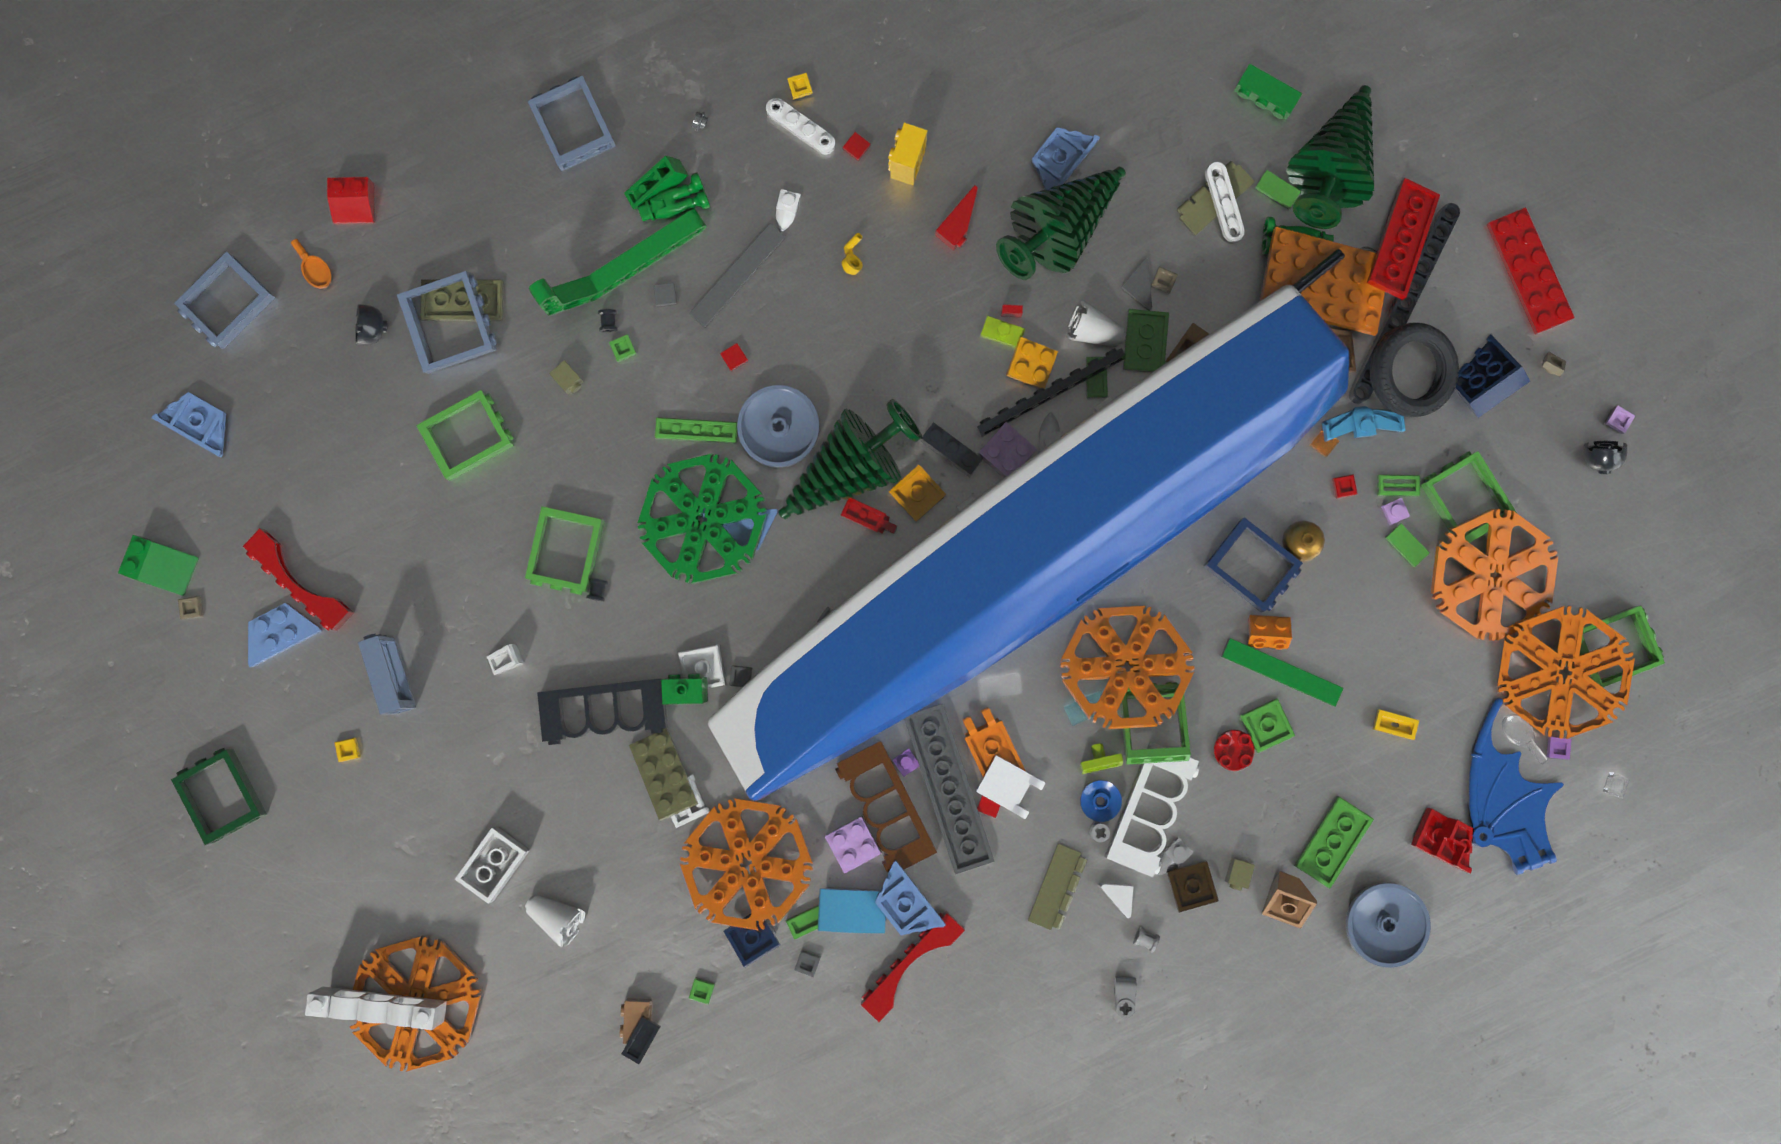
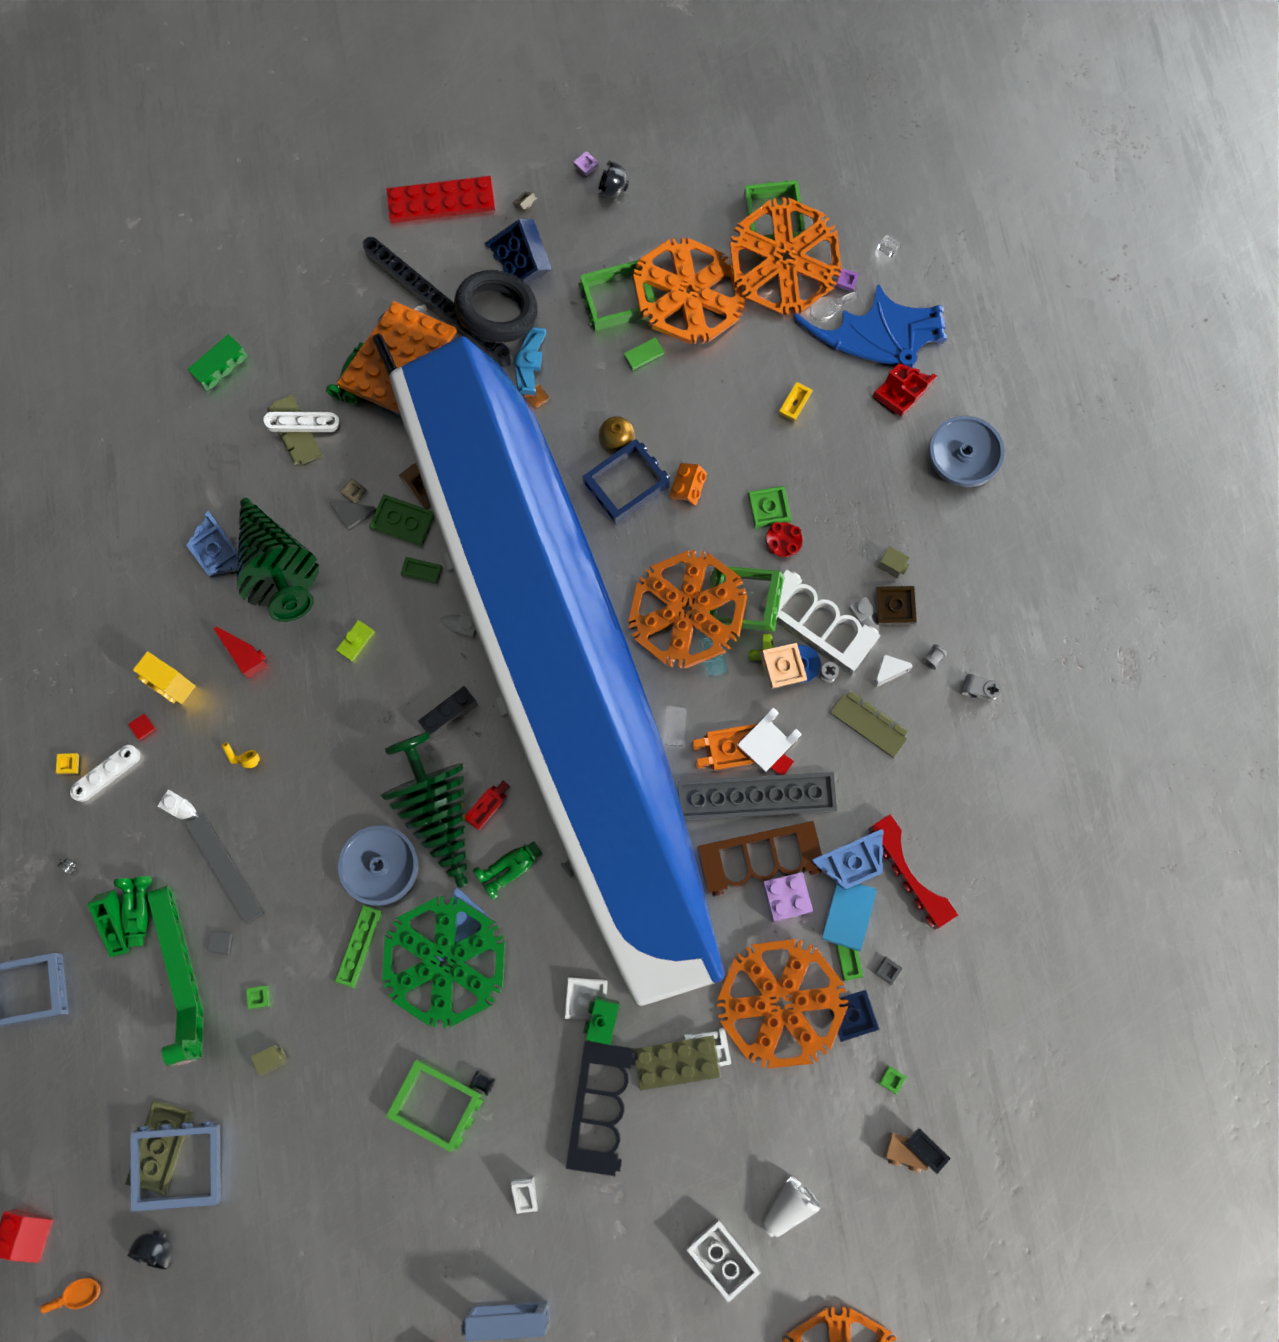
camera: 75 degrees left, 10 degrees down
(438, 454) = (321, 1174): bright green window -> none
(608, 320) = (226, 1004): black bush -> none
(734, 357) = (300, 892): red tile -> none
(740, 675) = (603, 964): dark grey tile -> none
(818, 564) = (516, 860): none -> green piece
(906, 762) = (723, 829): medium lavender plate -> none
(917, 493) = (478, 754): light orange plate -> none
(1007, 450) = (464, 663): lavender brick -> none
(1012, 311) = (338, 627): red tile -> none
(1031, 363) = (391, 622): light orange plate -> none
(1044, 395) = (423, 620): black plate -> none
(1091, 782) = (783, 665): none -> light nougat plate
(1094, 327) = (375, 559): white cone -> none
(1277, 189) = (305, 377): bright green tile -> none
(1282, 672) = (726, 482): green tile -> none
(1289, 900) = (927, 527): medium nougat slope -> none
(1333, 842) = (884, 478): bright green tile -> none
(1335, 165) = (300, 321): dark green plant -> none
(1344, 486) = (579, 390): red tile -> none
(1381, 485) = (586, 361): bright green tile -> none
(1395, 511) = (612, 355): lavender plate -> none
(1403, 238) = (381, 286): red plate -> none

